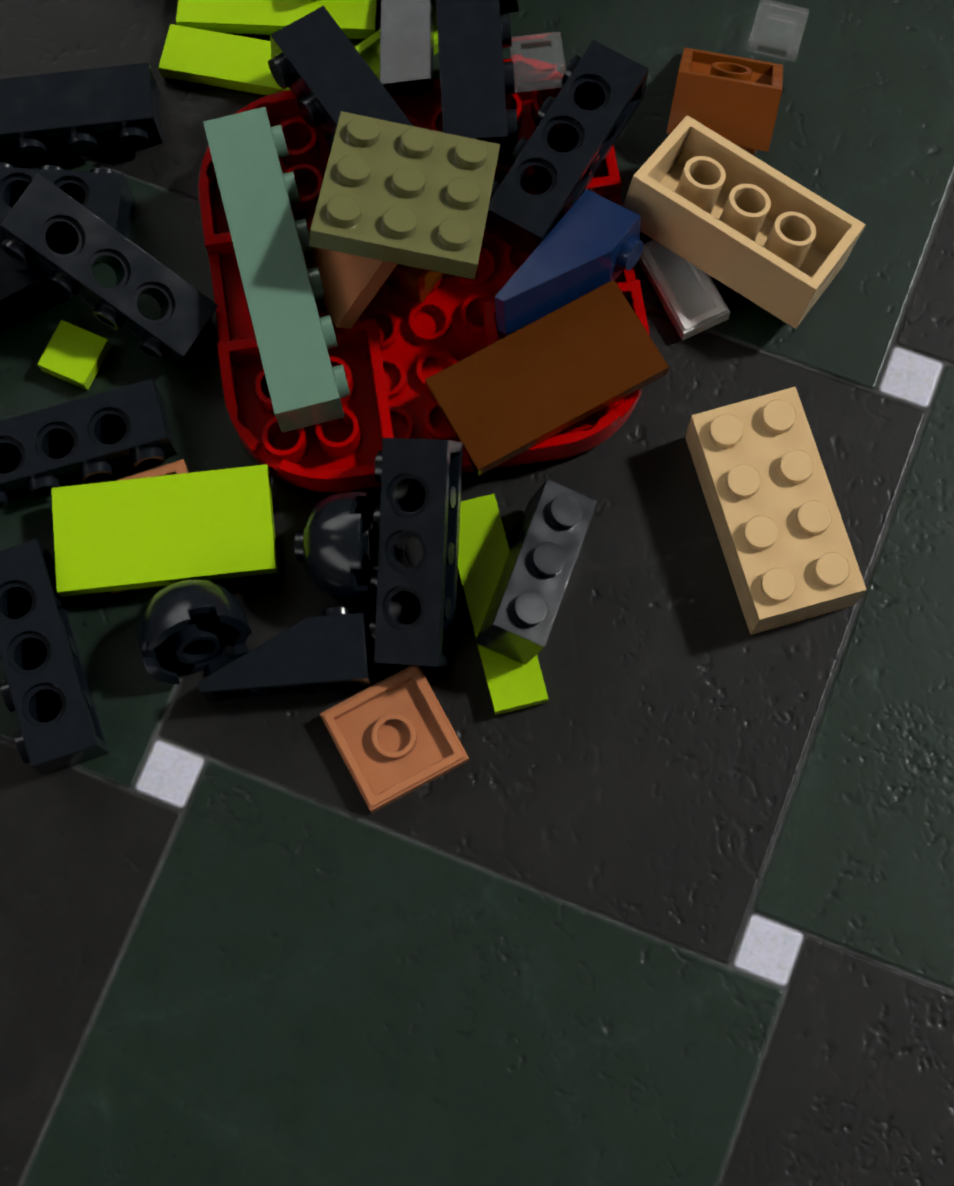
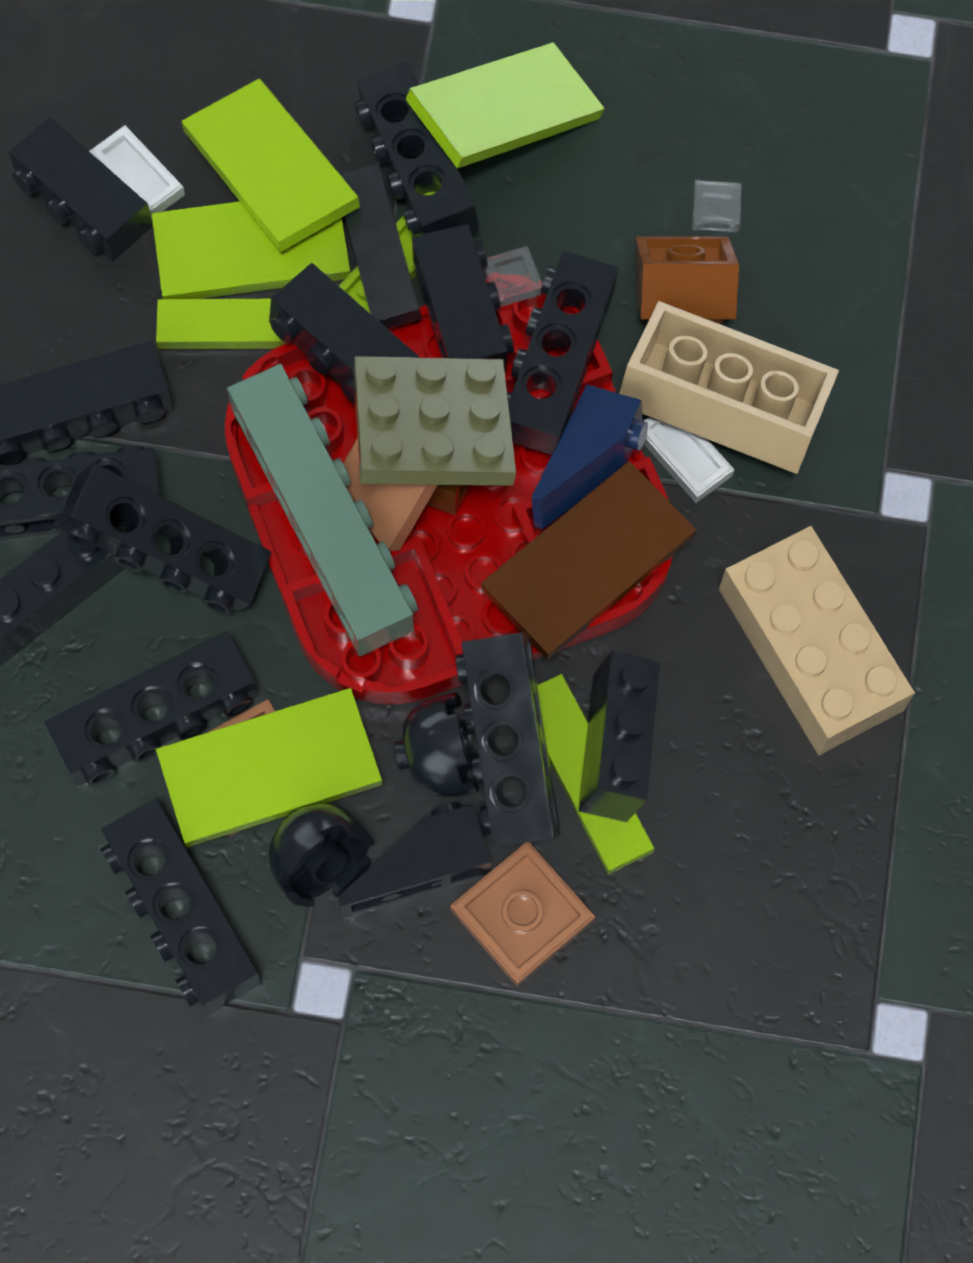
camera: 20 degrees left, 5 degrees down
(74, 355) = (141, 623): lime tile -> none

